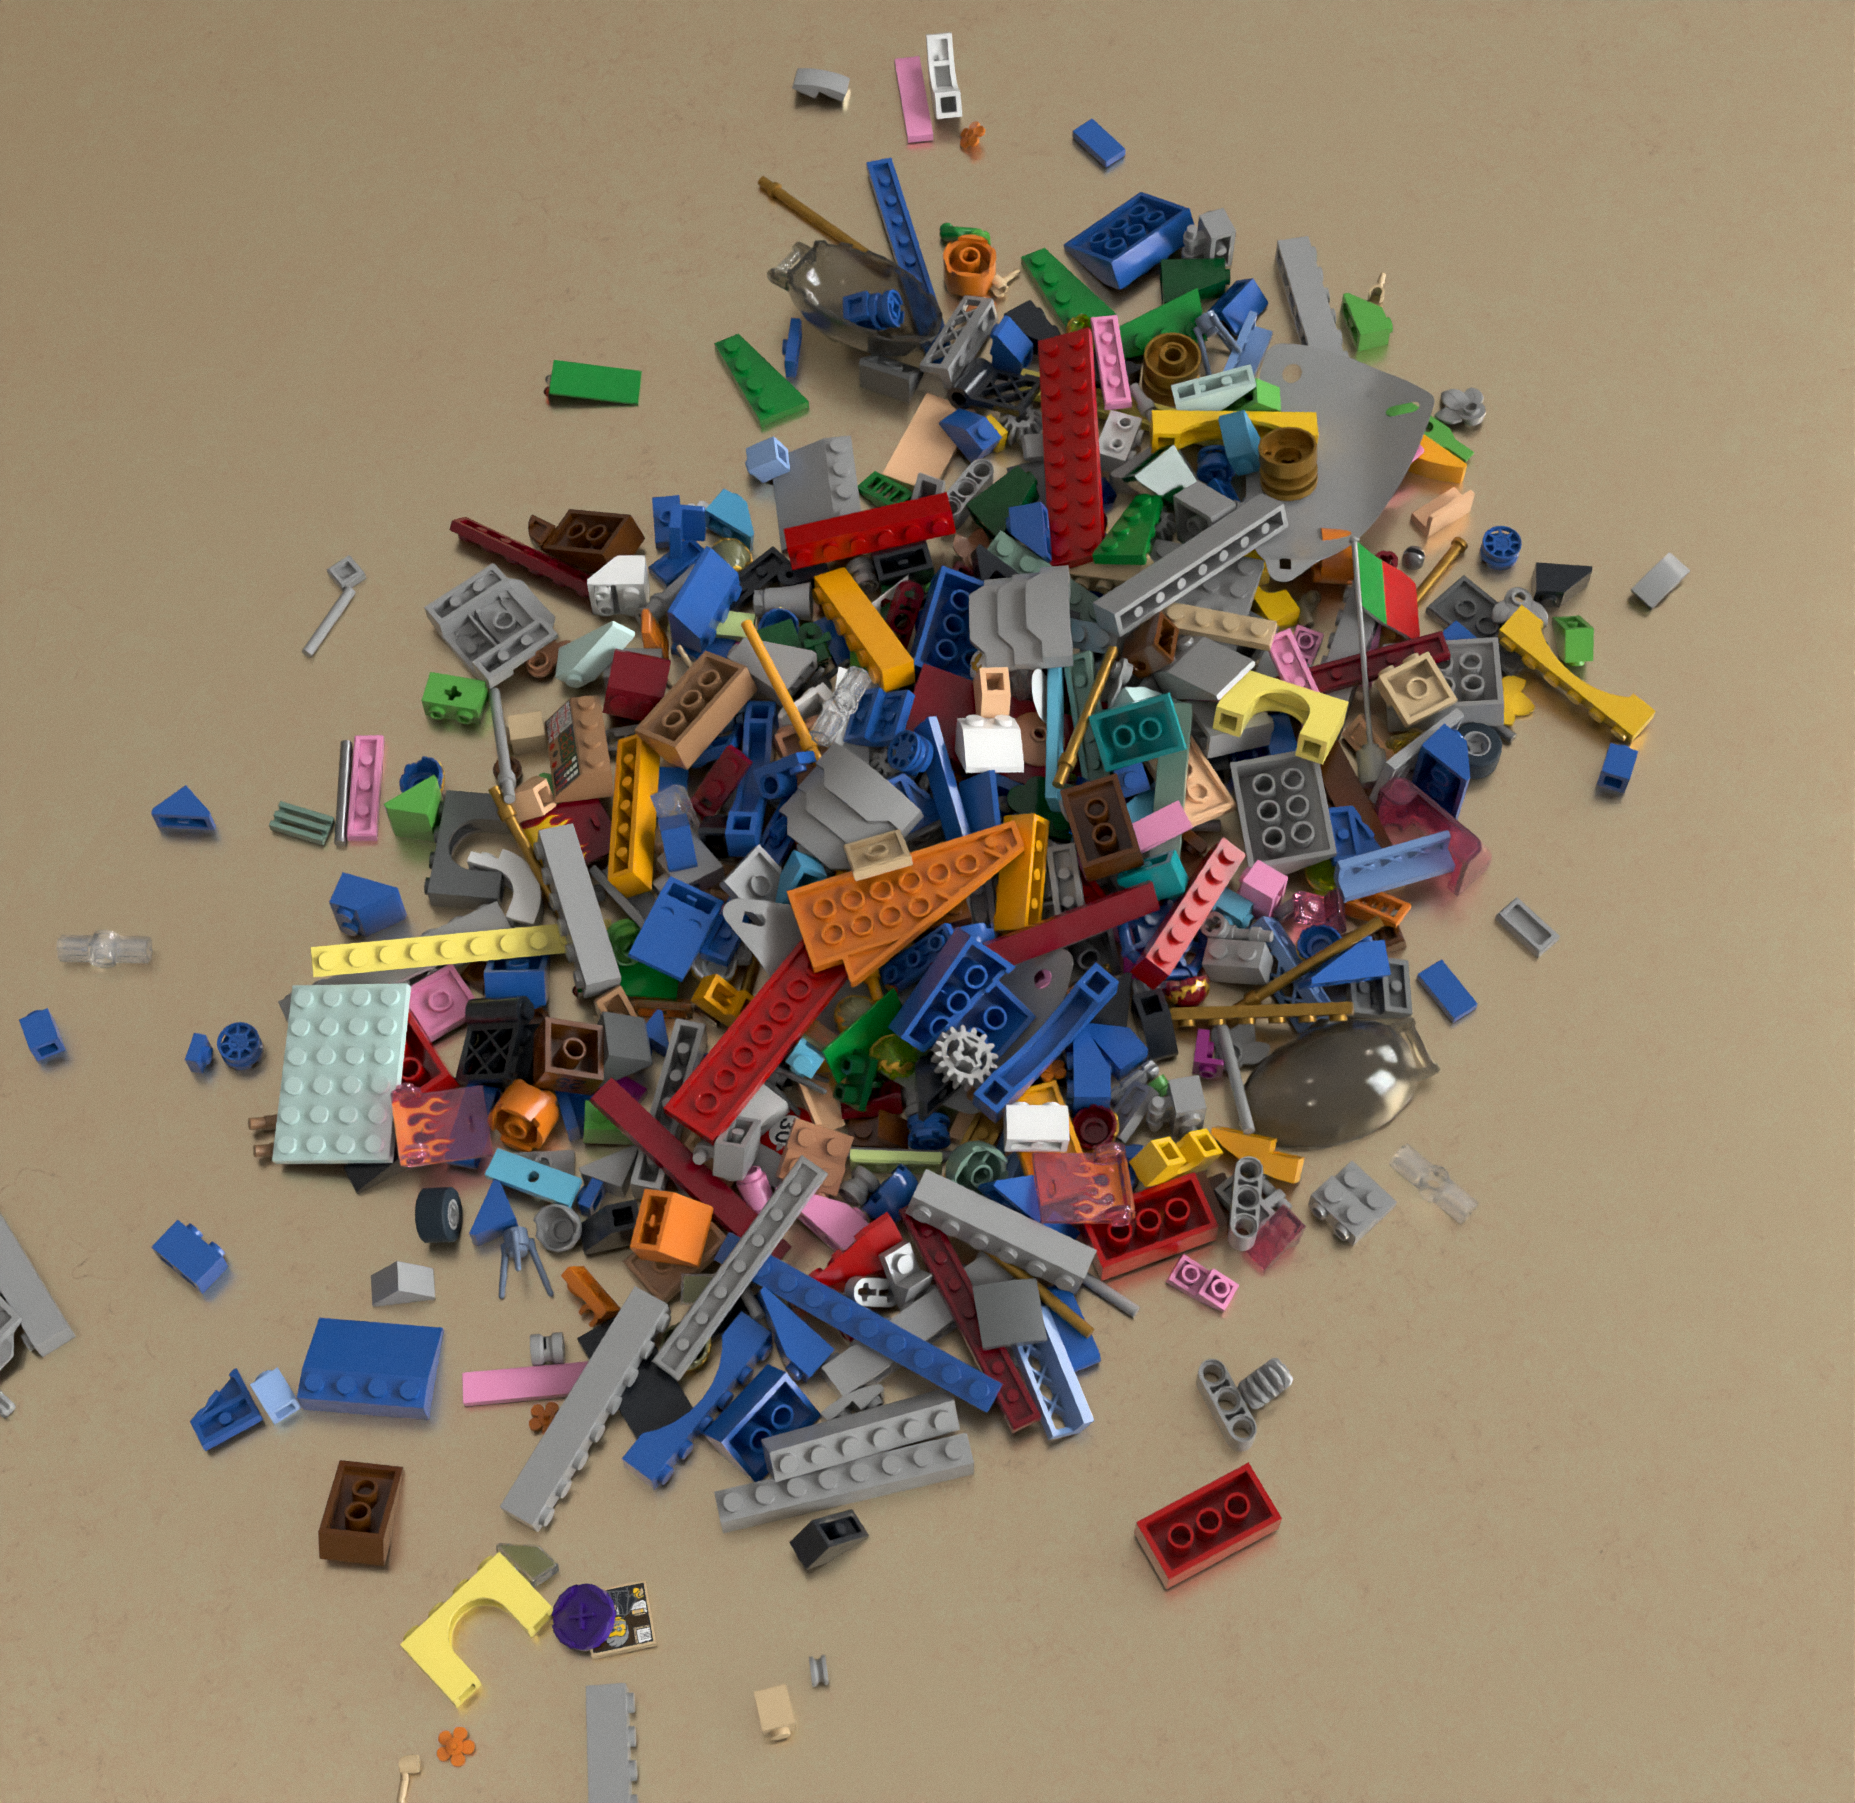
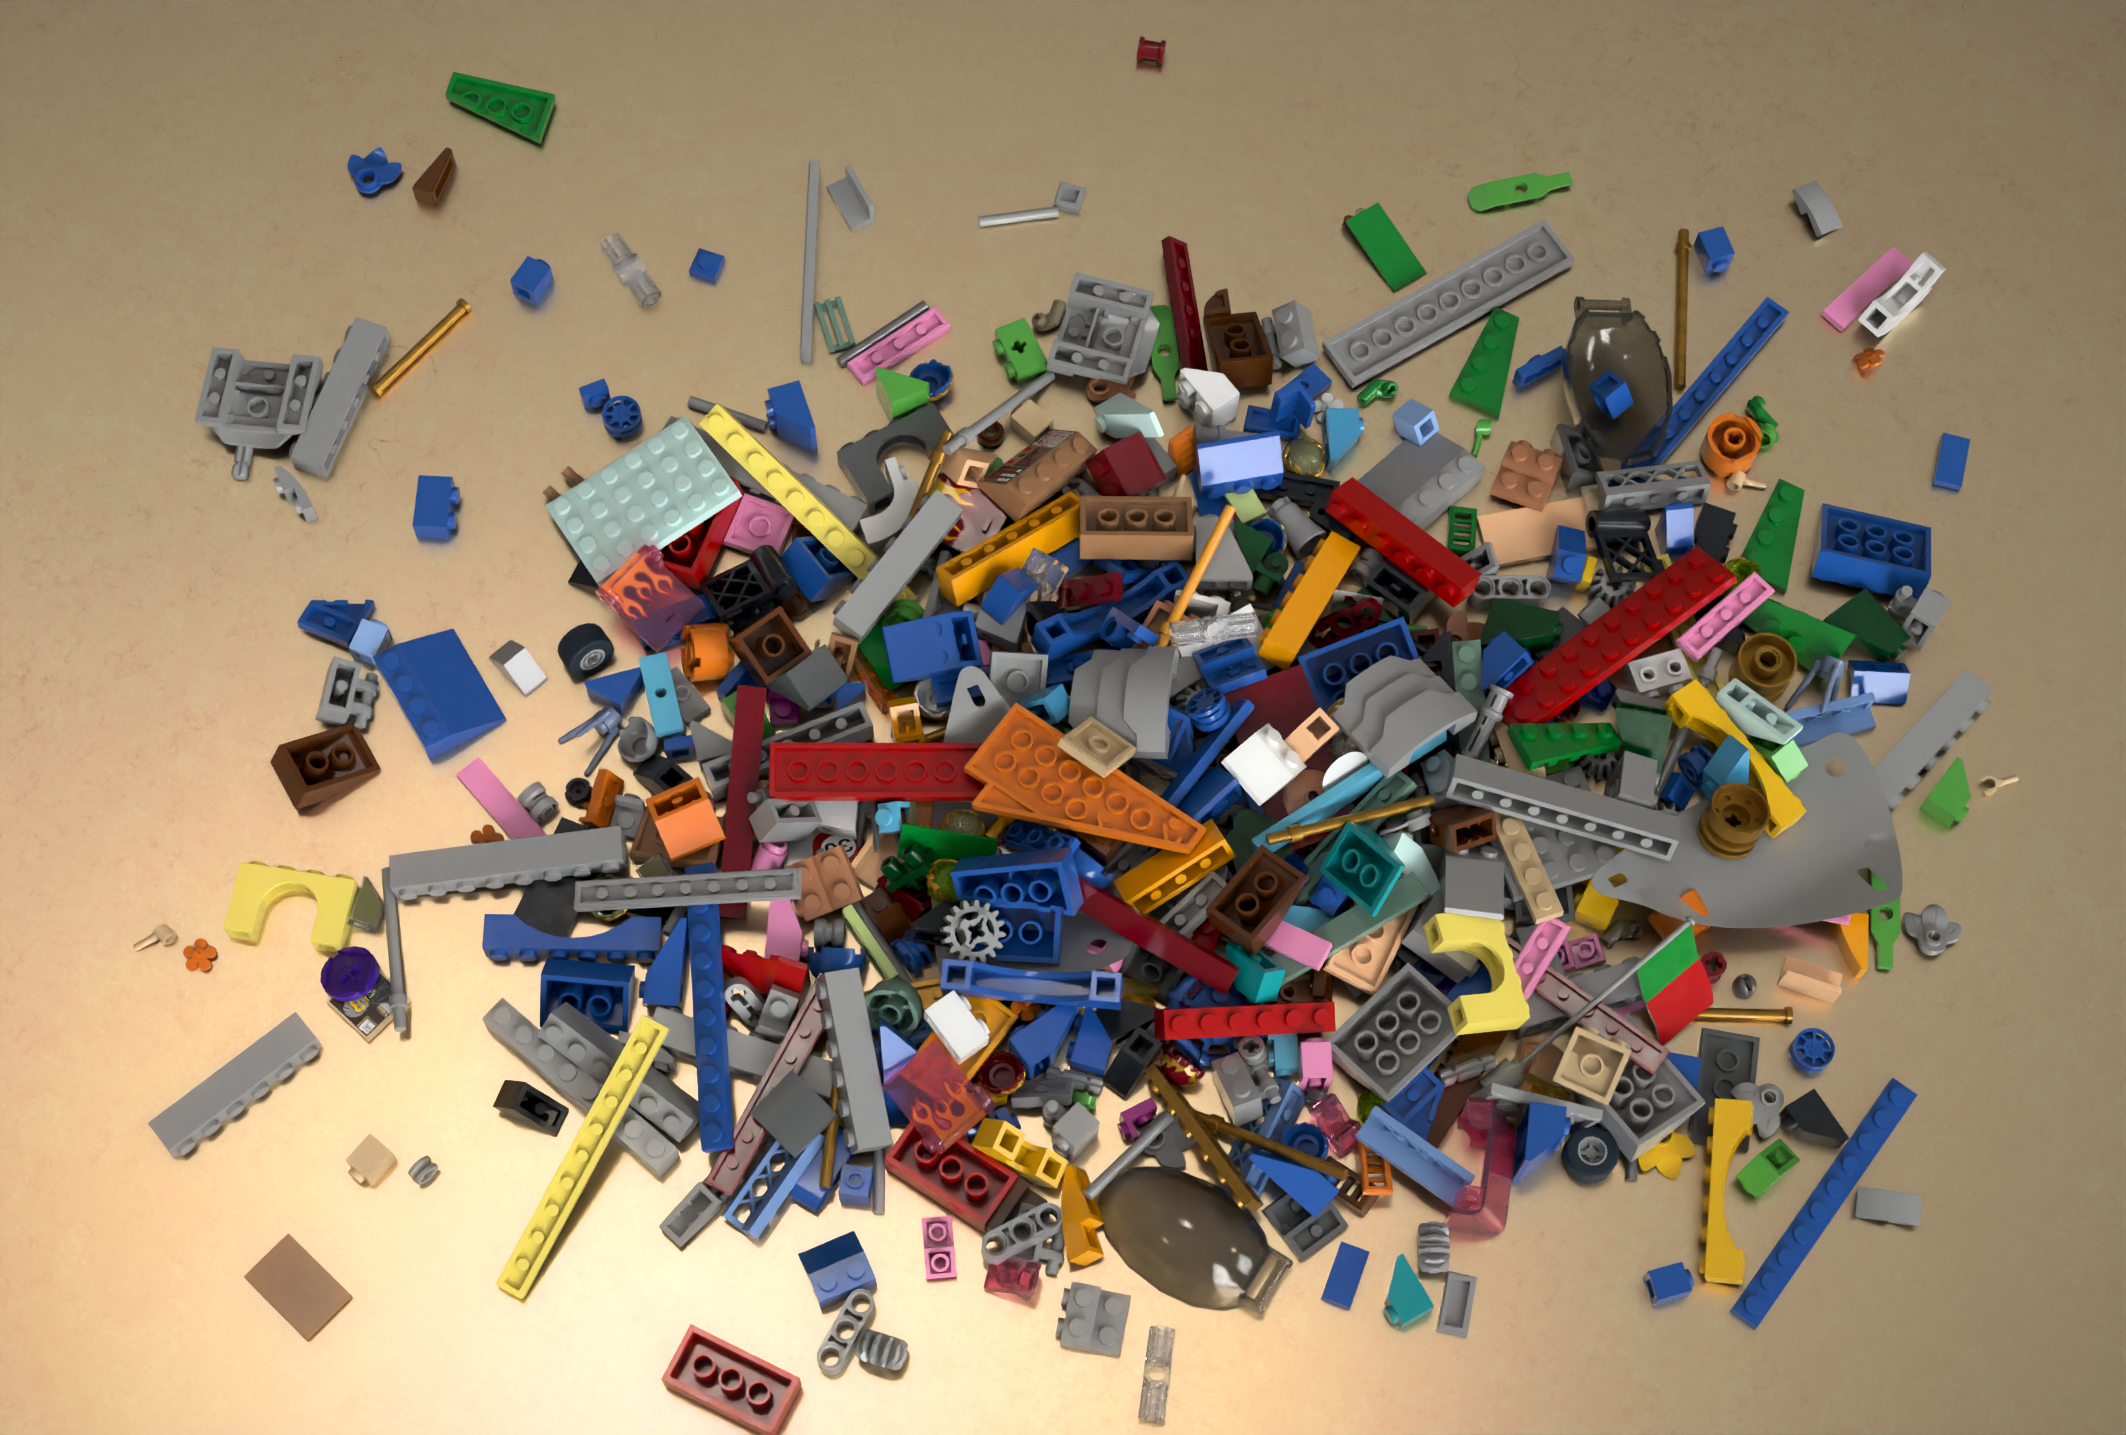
camera: 50 degrees right, 5 degrees up
(28, 1231) = (378, 387): none -> pearl gold bar
(64, 1369) = (293, 491): none -> light grey slope
(155, 887) = (707, 265): none -> blue plate
(183, 811) = (780, 237): blue slope -> none
(199, 733) = (852, 201): none -> light grey panel
(228, 802) = (810, 261): none -> light grey tile
(269, 426) = (1151, 50): none -> dark red bush
(301, 965) = (744, 419): none -> light grey bar
(307, 1448) = (339, 692): none -> light grey brick
(445, 657) = (1048, 321): none -> dark tan arm
(560, 1302) = (578, 784): none -> black plate
(561, 602) = (1165, 366): none -> bright green piece
(616, 490) = (1294, 333): none -> light grey brick
(618, 1280) = (628, 814): none -> light grey bracket
(619, 273) = (1503, 191): none -> bright green piece
(642, 1588) = (397, 999): none -> light grey bar
(683, 374) = (1448, 303): none -> light grey plate
(714, 468) = (1377, 388): none -> green arm
(796, 170) = (1714, 249): none -> blue brick
(809, 423) = (1482, 427): none -> bright green hand
(877, 416) = (1527, 475): none -> nougat plate
(886, 310) = (1626, 410): blue wheel -> none
(919, 1516) = (582, 1157): none -> light yellow plate
(1027, 1459) = (698, 1209): none -> light grey slope
(1074, 562) = (1489, 715): none -> light grey pin
(1102, 1310) = (855, 1184): none -> blue brick
(1164, 1375) = (837, 1269): none -> slope
(1348, 782) = (1467, 1069): none -> light grey axle
(1473, 908) = (1433, 1247): none -> light grey gear
(1495, 956) = (1405, 1295): none -> teal slope
(1626, 624) = (1823, 1203): none -> blue plate

